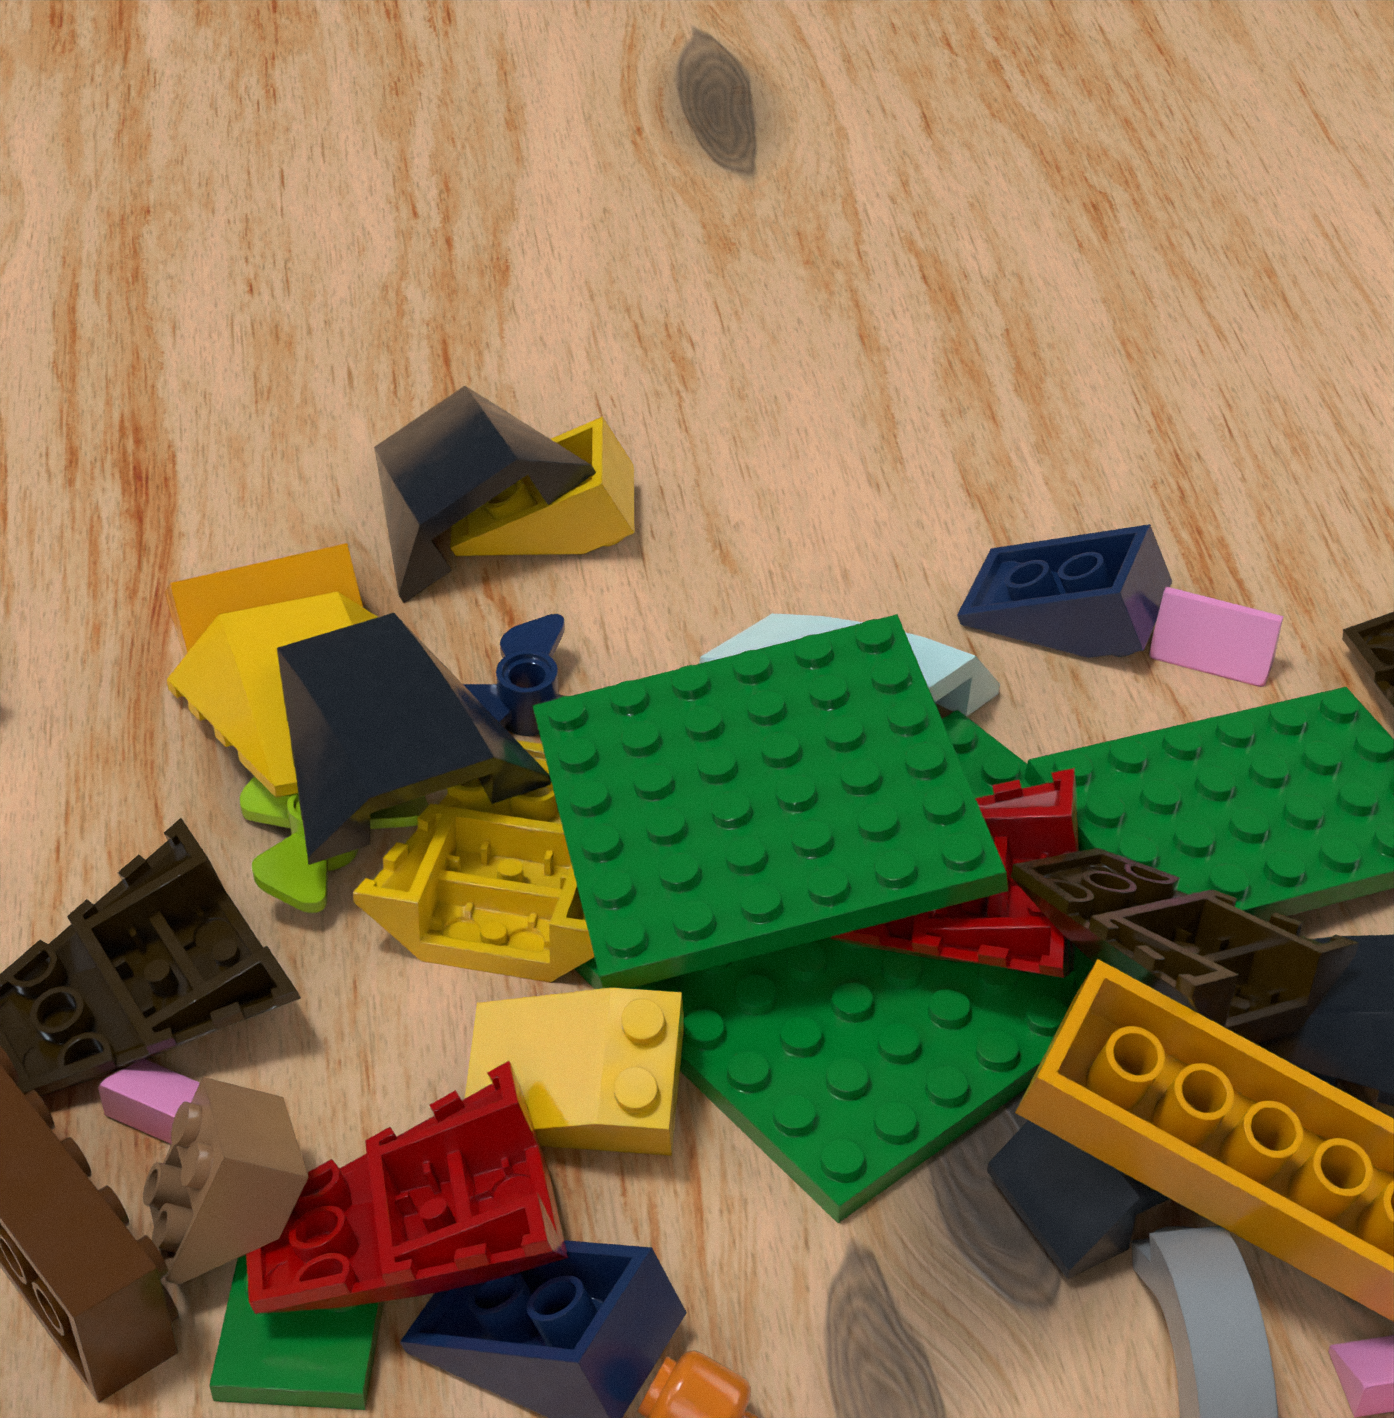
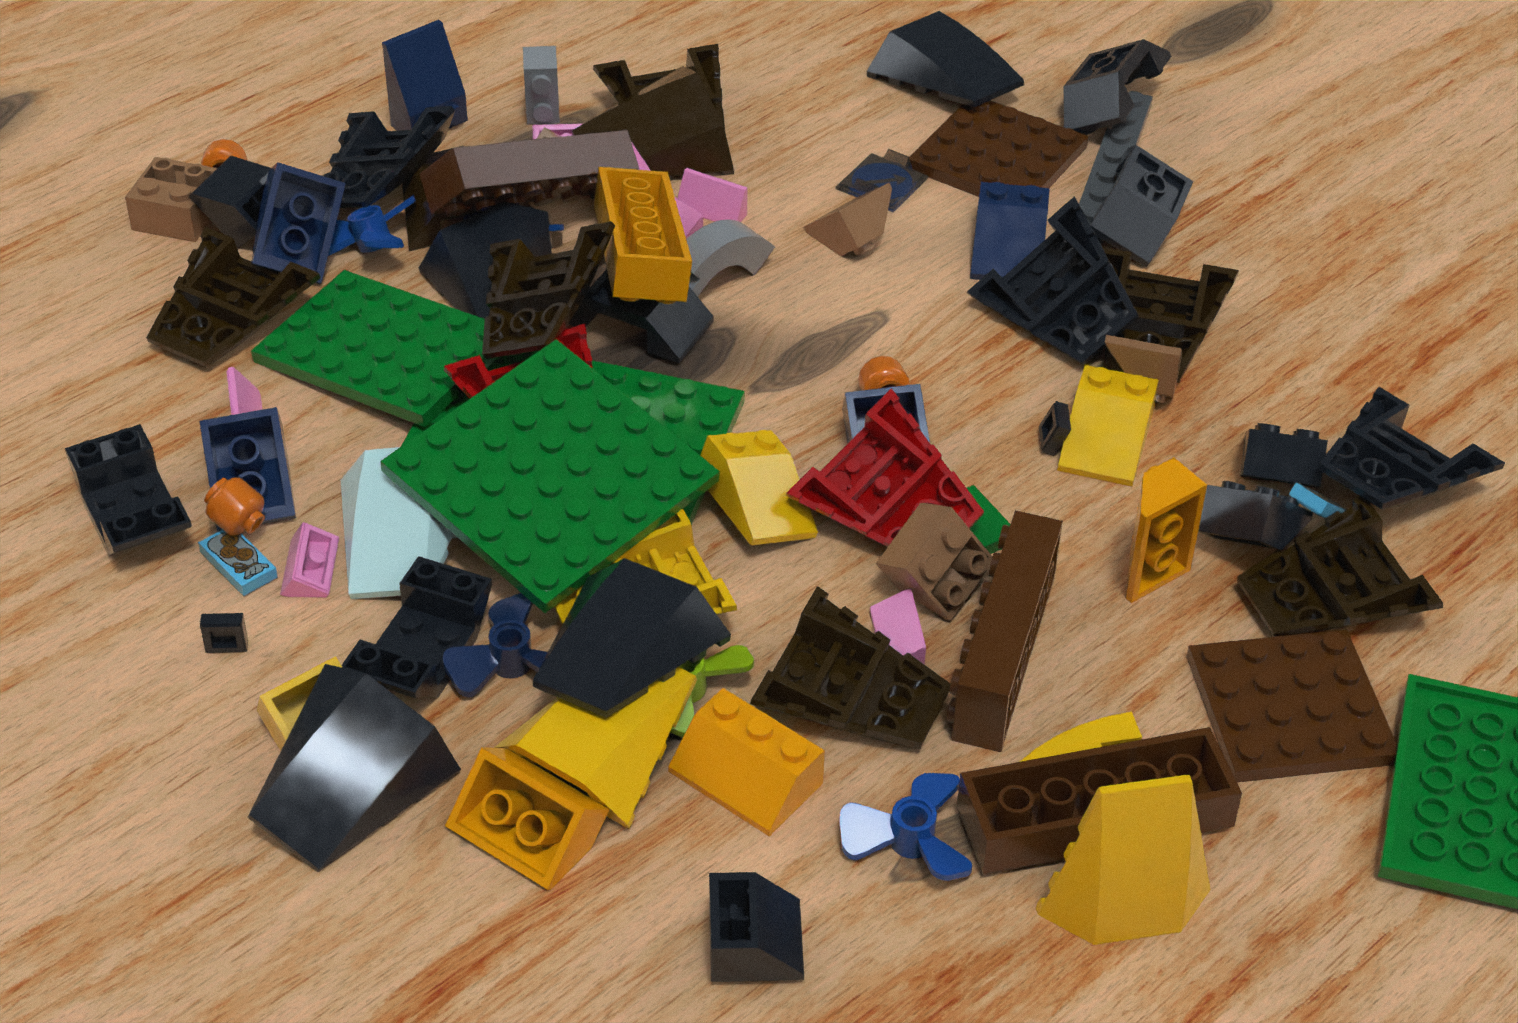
camera: 125 degrees left, 0 degrees up
(96, 831) = (748, 762): none -> light orange slope
(610, 614) = (437, 612): none -> black slope
(781, 479) = (224, 632): none -> black tile
(853, 595) = (309, 563): none -> bright pink slope
(915, 544) = (238, 561): none -> tile
(983, 535) = (234, 506): none -> orange head
(1081, 489) = (125, 490): none -> black slope

